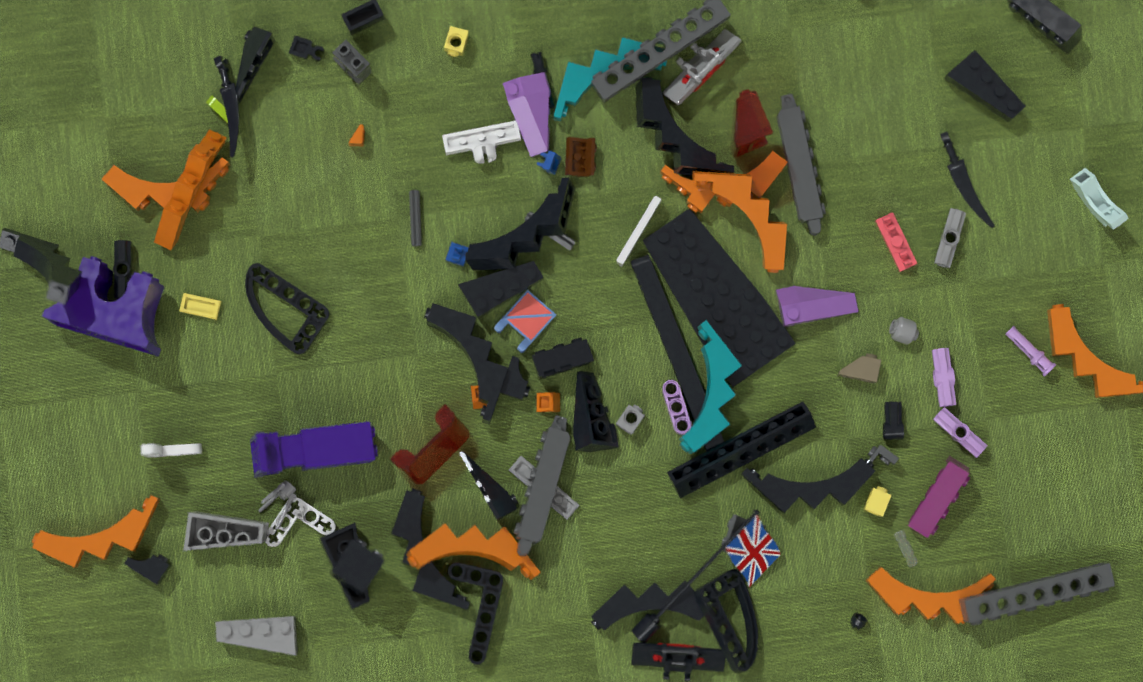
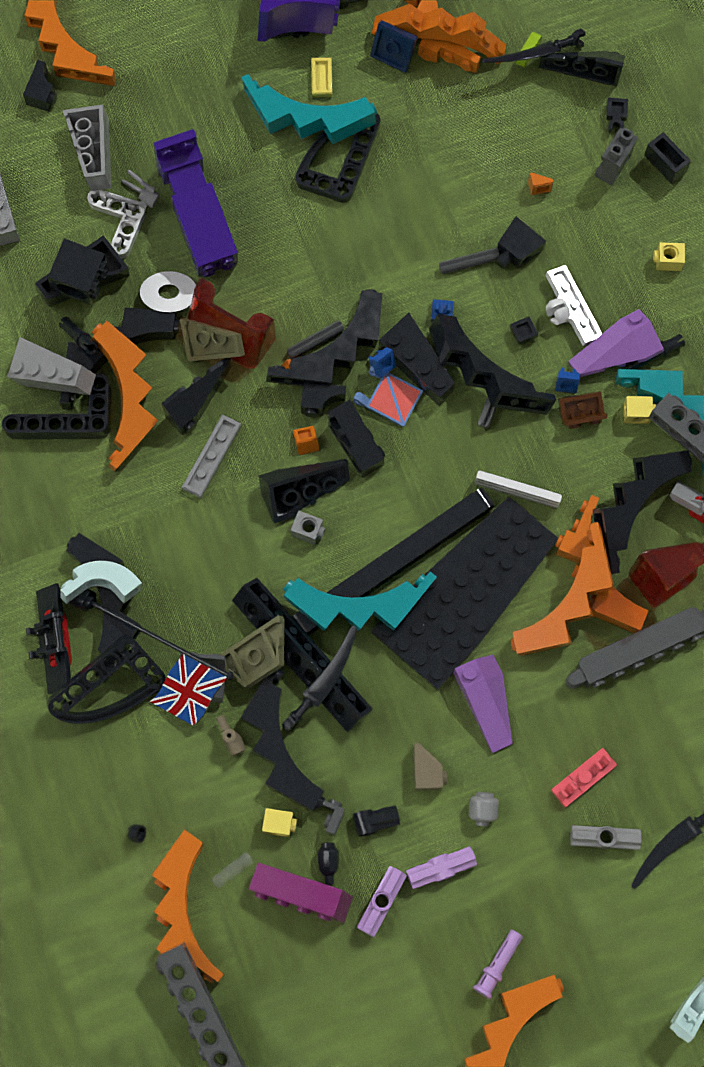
camera: 80 degrees right, 10 degrees down
(157, 450) = (163, 74): white beam -> none
(191, 233) = (393, 46): none -> dark blue plate
(230, 353) = (336, 120): none -> teal arch
(366, 492) = (151, 297): none -> white sticker
(412, 171) = (519, 245): none -> black torso
(414, 577) = (80, 337): none -> black pin
(435, 614) = (47, 370): none -> light grey wedge
(444, 465) = (209, 341): none -> olive wing
(457, 372) = (315, 339): none -> dark grey axle
(494, 187) = (524, 330): none -> black plate
(498, 318) = (383, 362): none -> blue tile
(543, 485) = (211, 449): dark grey hinge -> none
(591, 108) = (638, 409): none -> light yellow brick
(639, 595) = (103, 574): none -> light aqua arch
(673, 398) = (339, 565): lavender beam -> none
(735, 487) = (257, 653): none -> olive wing
(775, 436) = (324, 683): none -> black sword
(798, 525) = (234, 743): none -> dark tan piece
(917, 468) = (328, 861): none -> black plant

